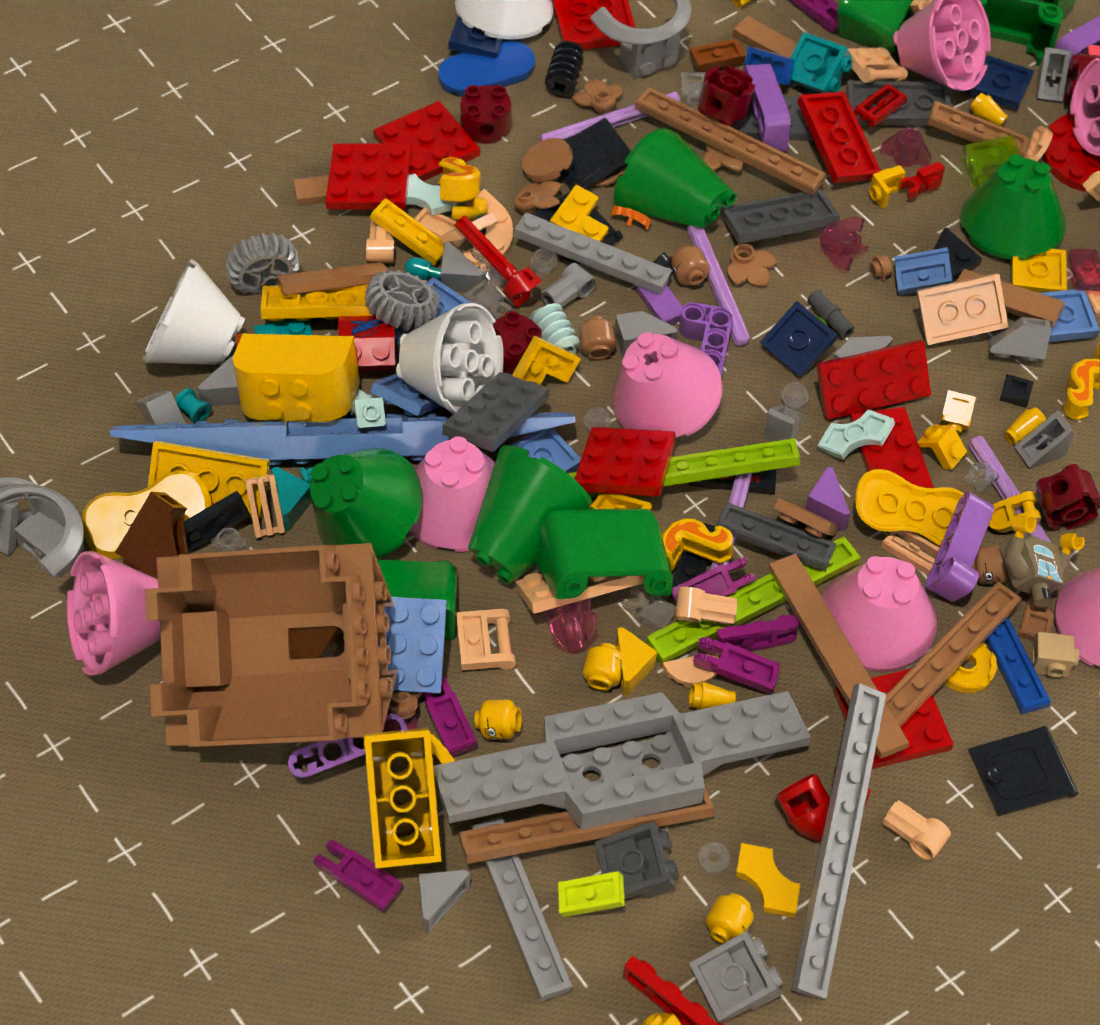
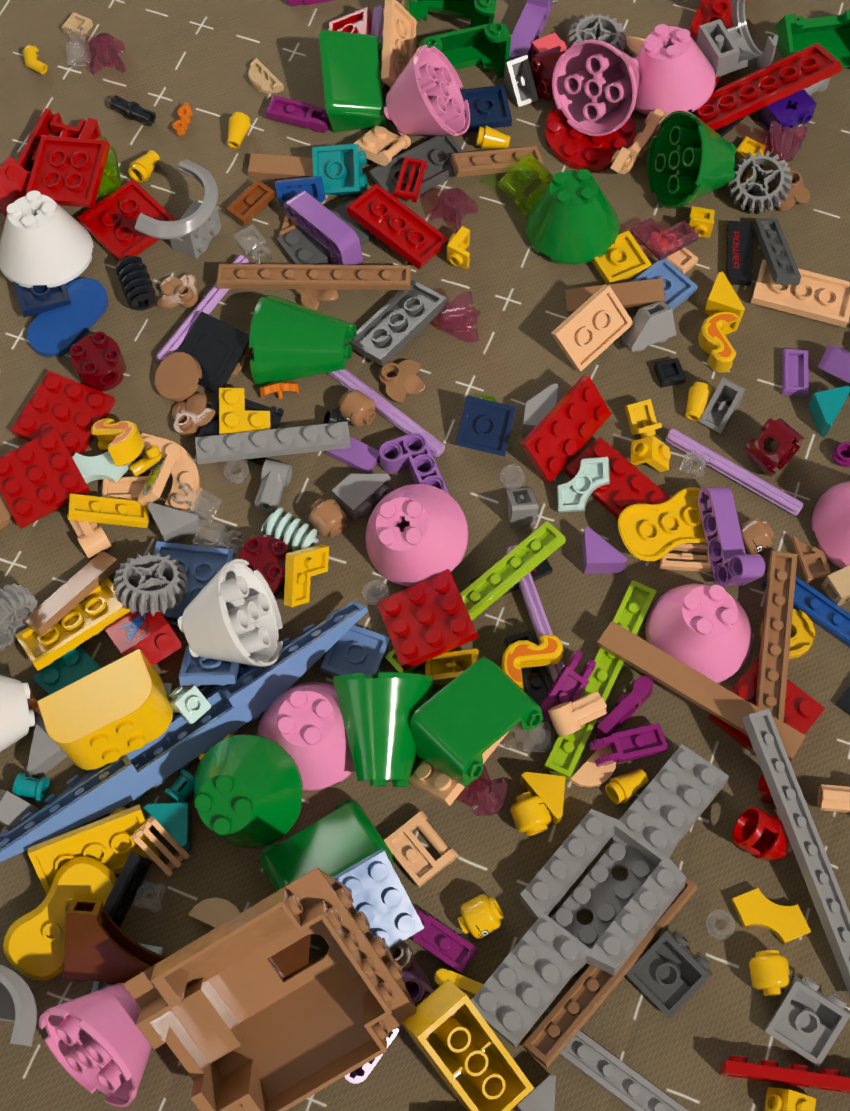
camera: 30 degrees left, 10 degrees up
(423, 268) = (140, 538): teal cylinder -> none
(496, 411) = (300, 643): dark grey plate -> none
(518, 282) = (232, 505): red piece -> none
(591, 894) = (656, 1025): neon yellow plate -> none
(726, 94) = (289, 238): dark red brick -> none
(777, 536) = (584, 613): dark grey tile -> none
(815, 524) = (600, 582): medium nougat plate -> none
(830, 314) = (492, 387): dark grey pin -> none
(881, 267) = (502, 323): medium nougat plate -> none
(922, 270) = (538, 309): medium blue plate -> none
(926, 179) = (486, 225): red plate -> none
(960, 254) = (547, 286): black wing -> none
(1005, 511) = (737, 487): yellow plate -> none
(1035, 563) = (790, 517): dark tan torso -> none
(1038, 143) = (549, 148): light nougat tile -> none

